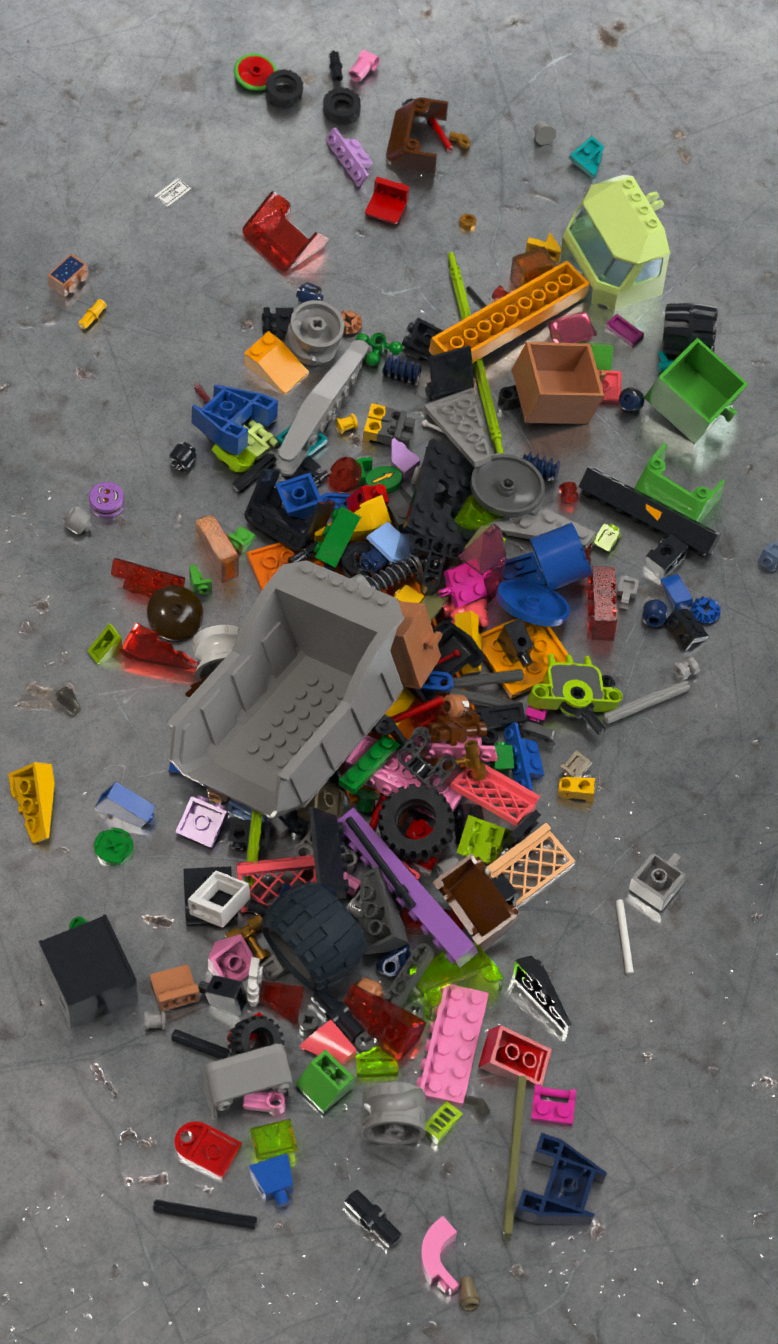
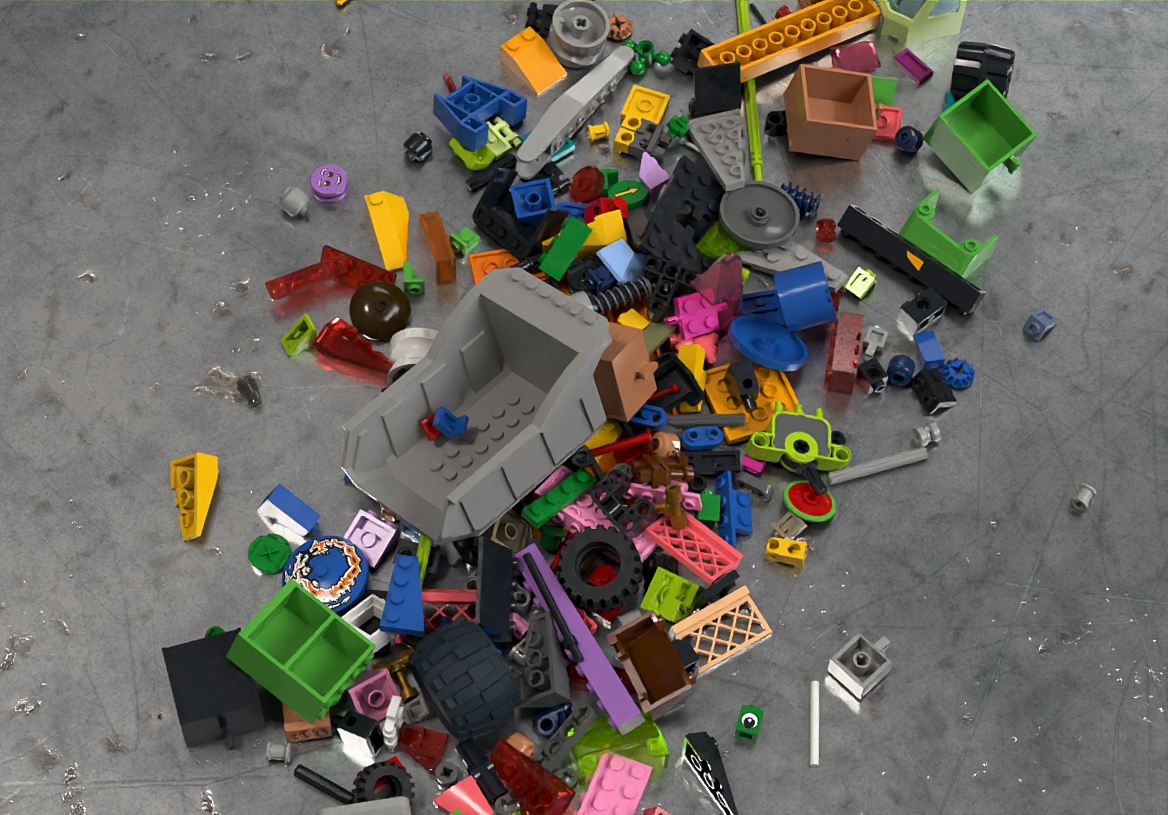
camera: 10 degrees right, 0 degrees up
(103, 590) = (306, 278): none -> clear red bracket
(165, 929) = (302, 652): none -> bright green container
(169, 861) = (330, 570): none -> dish
(170, 535) = (389, 224): none -> yellow wedge
(245, 713) = (428, 428): none -> red tile
(247, 872) = (404, 600): none -> blue wing
(259, 709) = (449, 424): none -> blue bracket
(386, 393) = (646, 104): none -> yellow plate
(402, 369) = (666, 81): dark blue piece -> none
(420, 411) = (678, 126): none -> green gear
(488, 694) = (702, 439): none -> blue plate
(567, 944) = (749, 723): none -> green brick
(588, 743) = (805, 504): none -> red wheel
(630, 614) = (874, 369): none -> black brick

